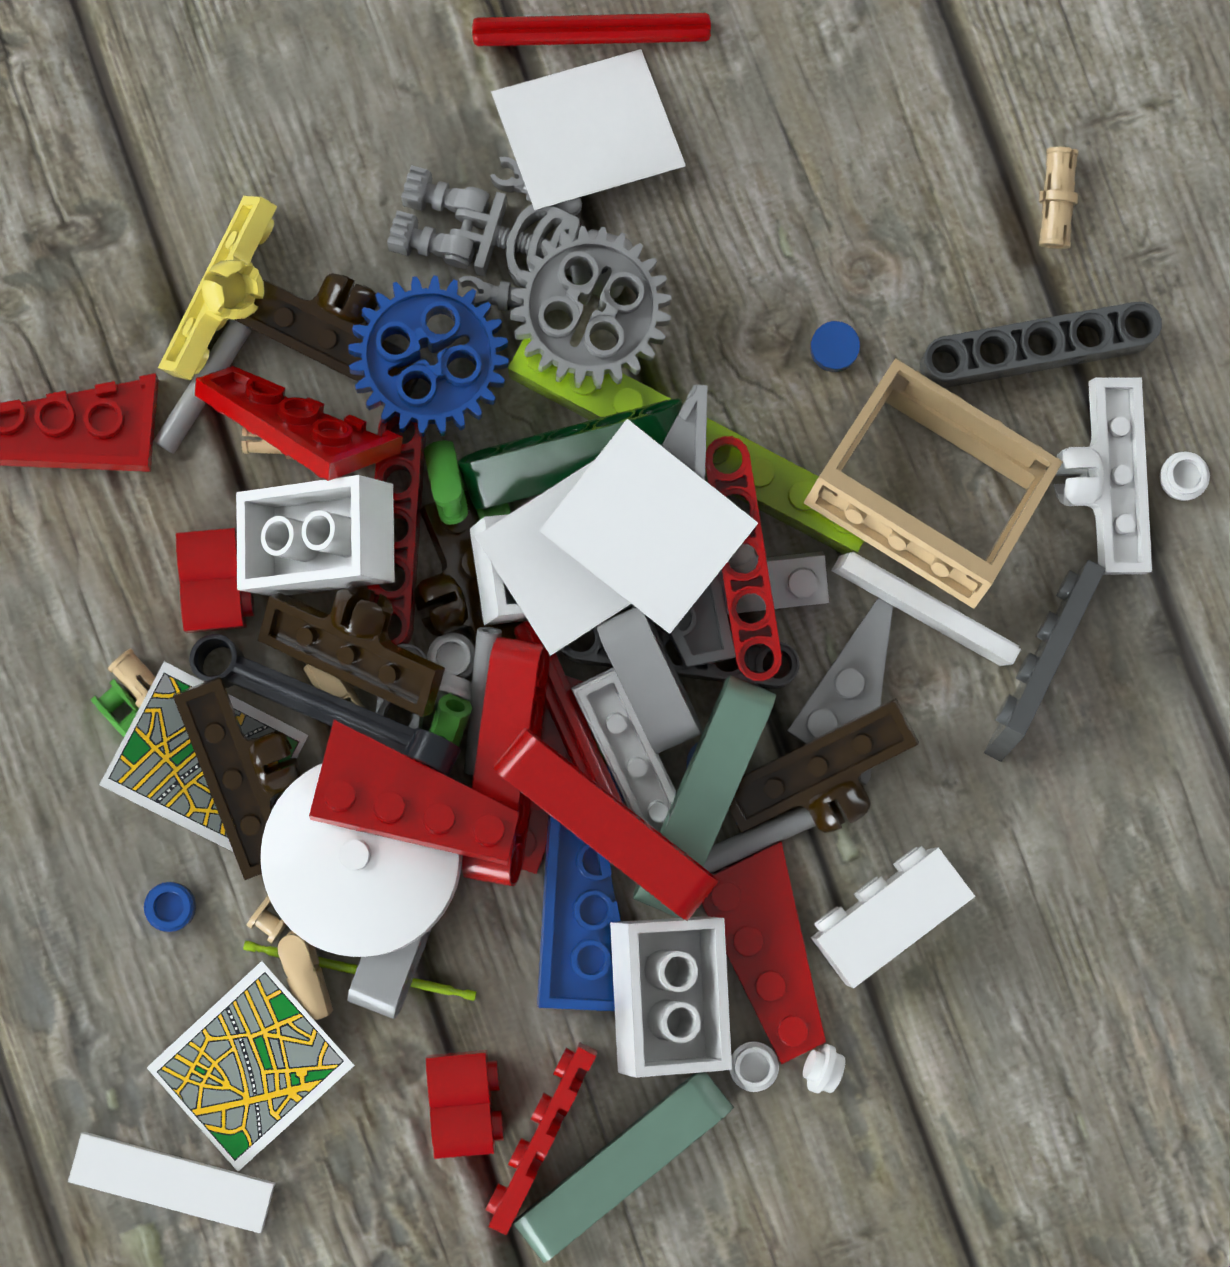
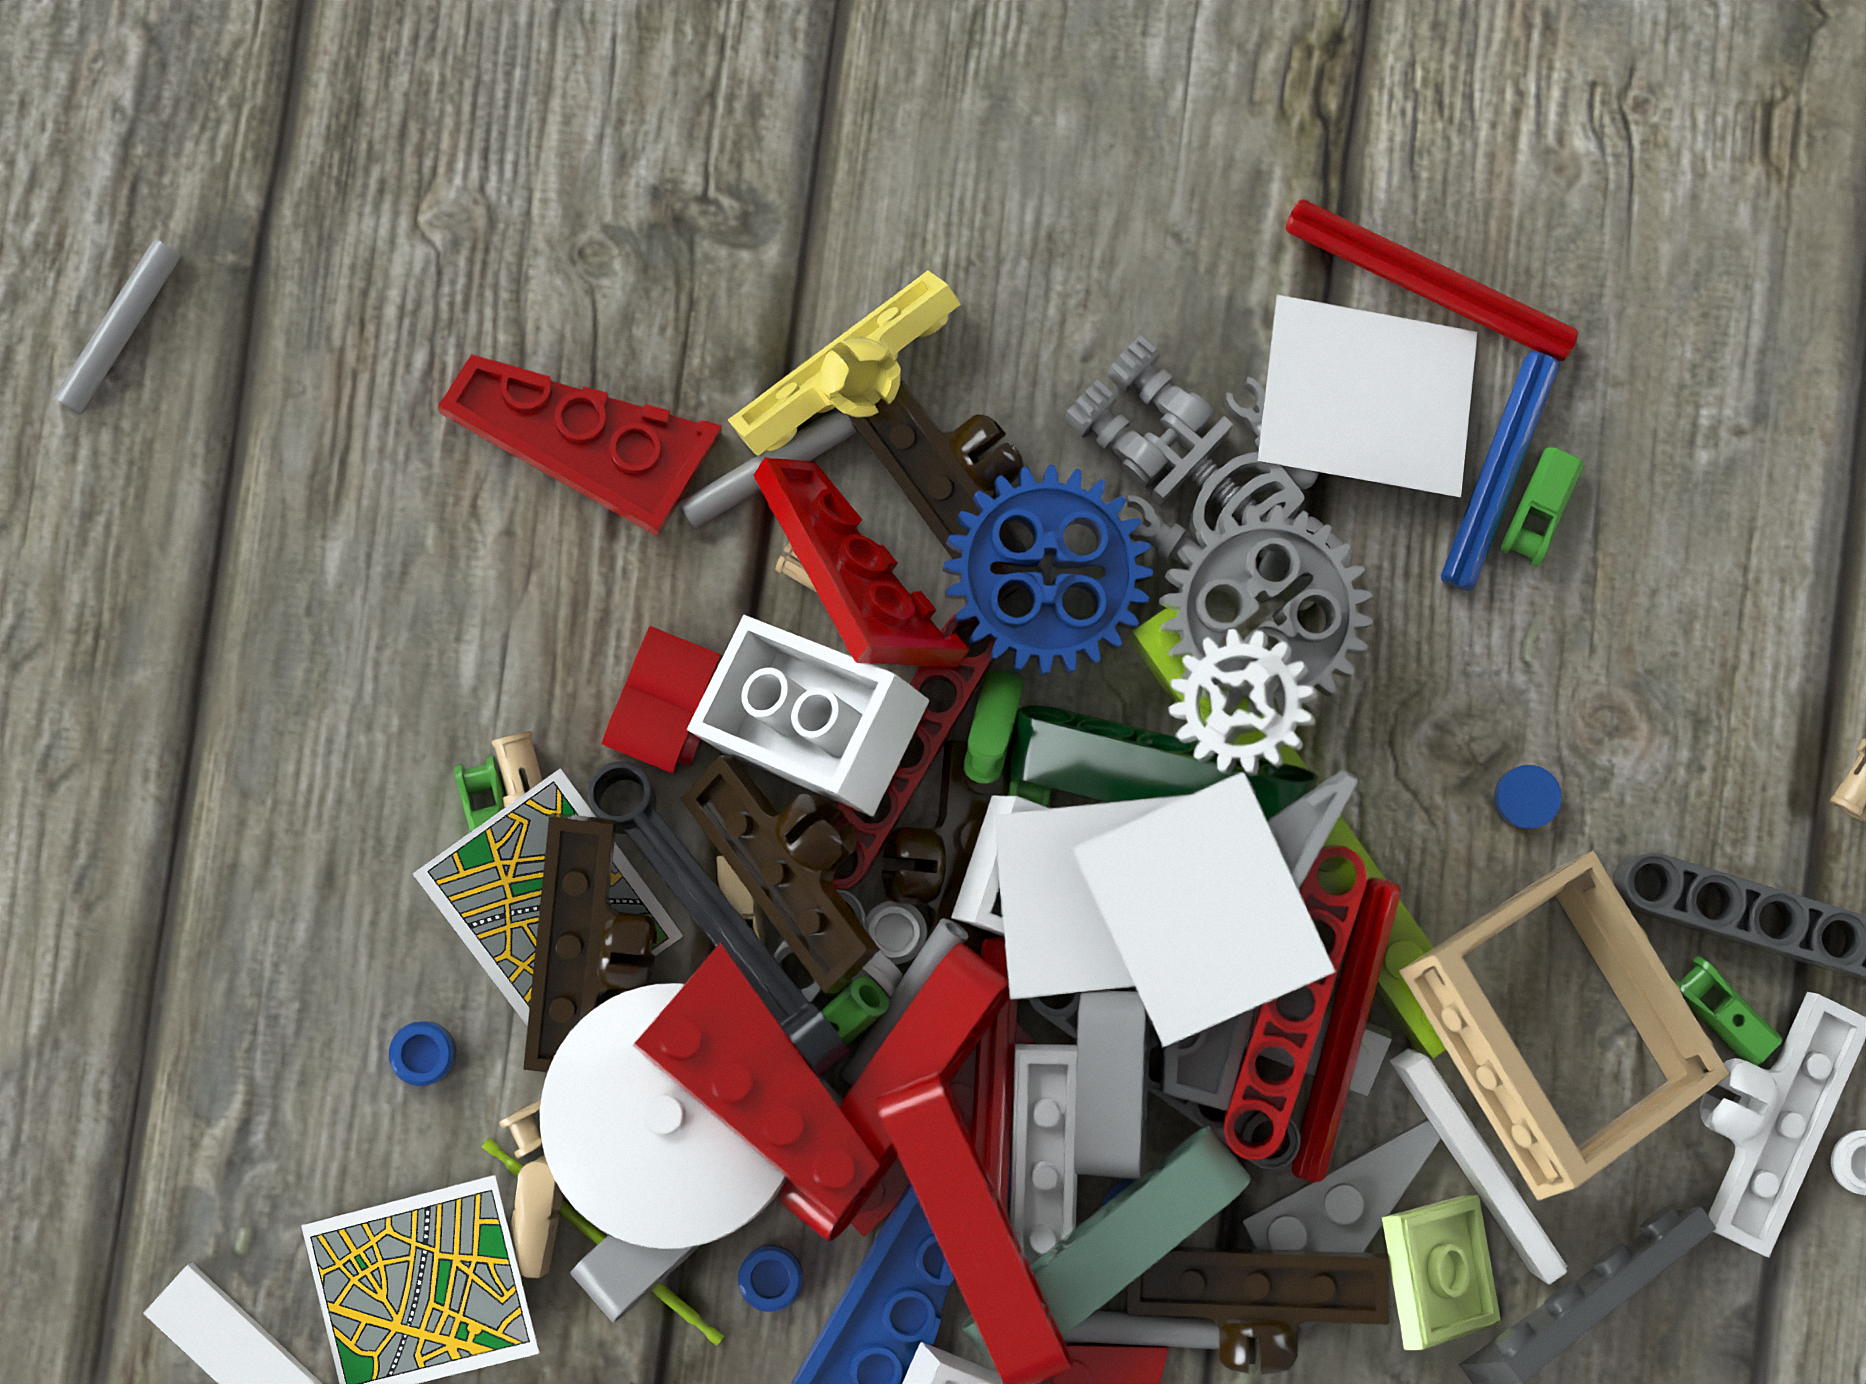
camera: 30 degrees right, 0 degrees up
(487, 935) = (770, 1278): none -> blue tile
(605, 354) = (1224, 727): none -> white gear
(704, 135) = (1500, 471): none -> blue axle
(744, 138) = (1546, 499): none -> bright green bar
(789, 562) = (1346, 1028): none -> red axle
(937, 693) = (1441, 1271): none -> yellowish green plate
(1048, 425) = (1732, 1017): none -> bright green bar

